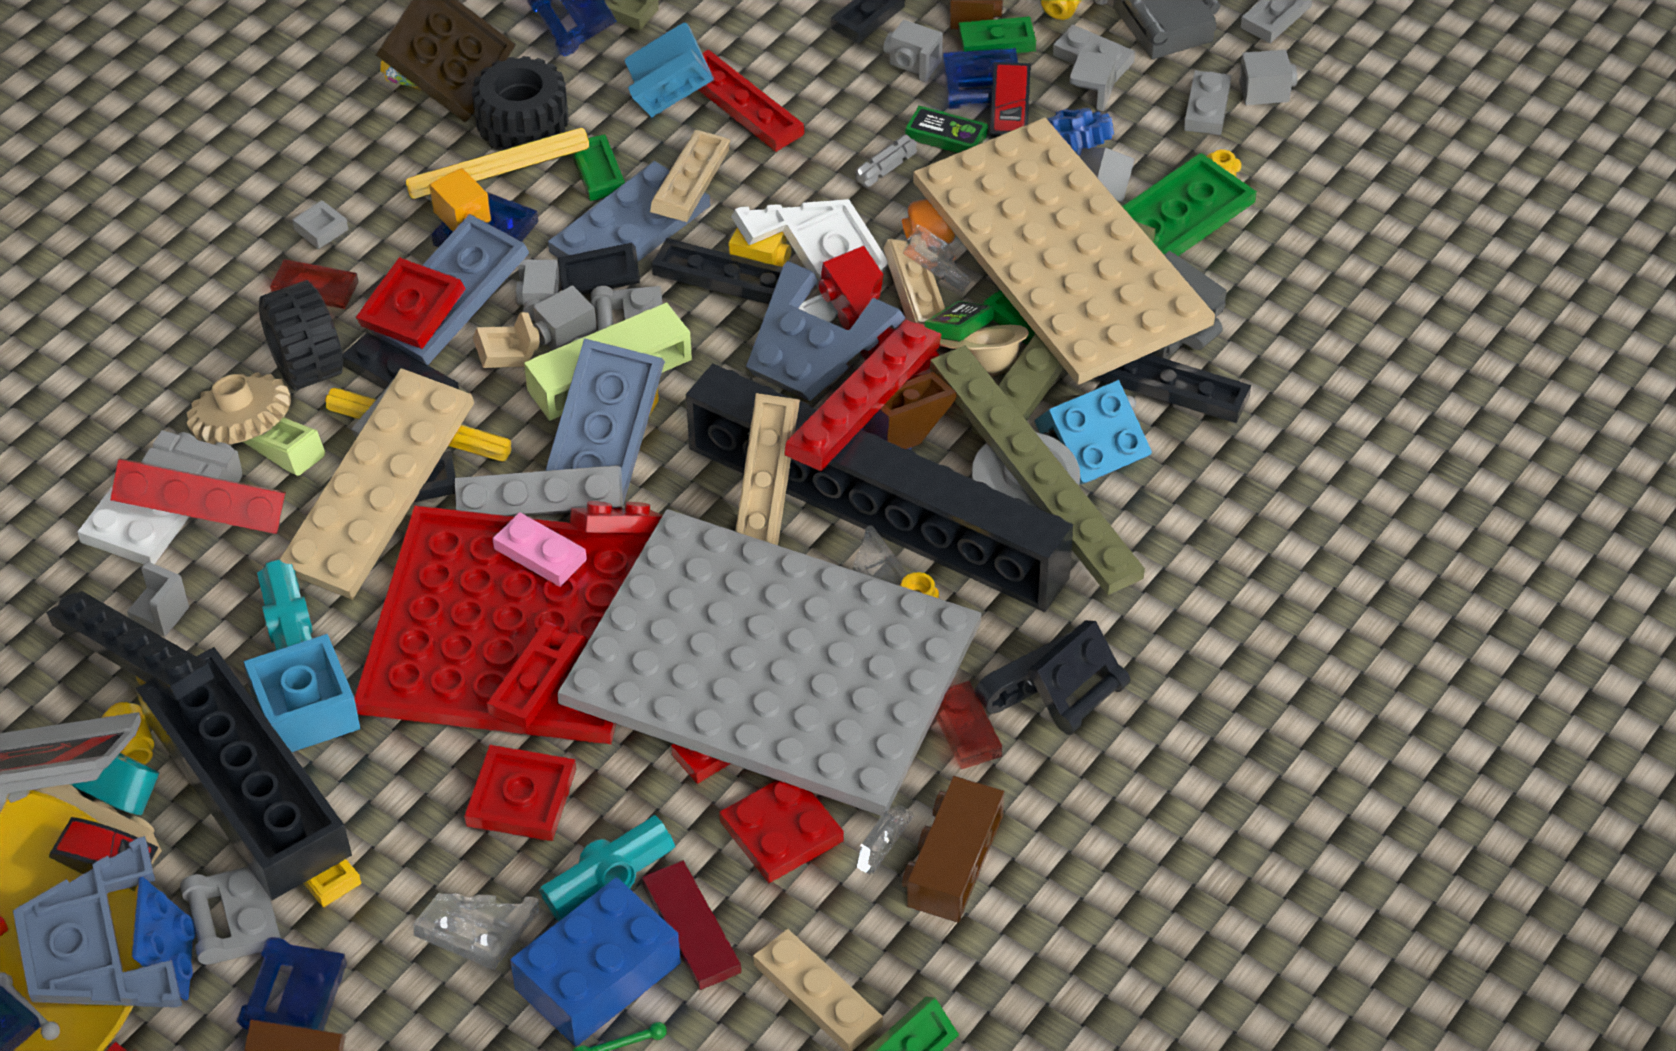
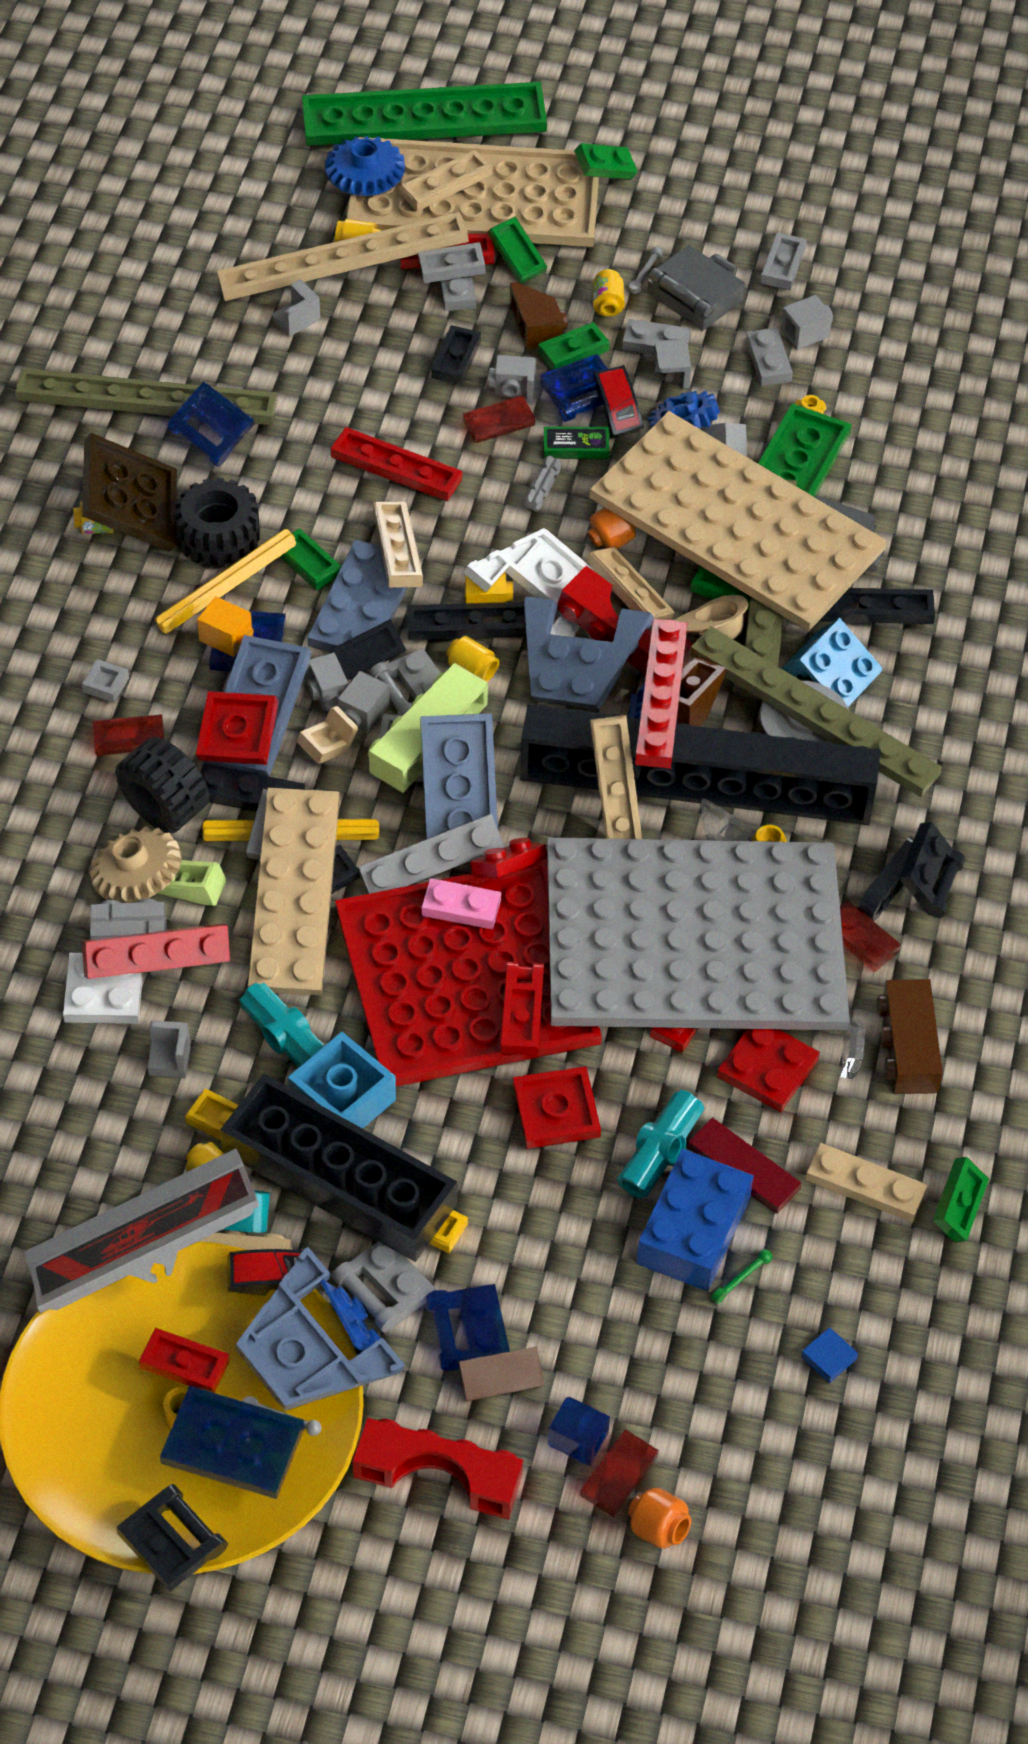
camera: 25 degrees left, 5 degrees up
(130, 645) = (184, 1095): black plate -> none
(475, 925) = (582, 1225): clear wing -> none
(667, 70) = (324, 454): dark azure bracket -> none
(704, 311) = (473, 657): none -> yellow brick
(878, 87) = (499, 419): none -> clear red tile
(935, 256) = (632, 555): clear tile -> none
(960, 320) = (685, 604): green tile -> none

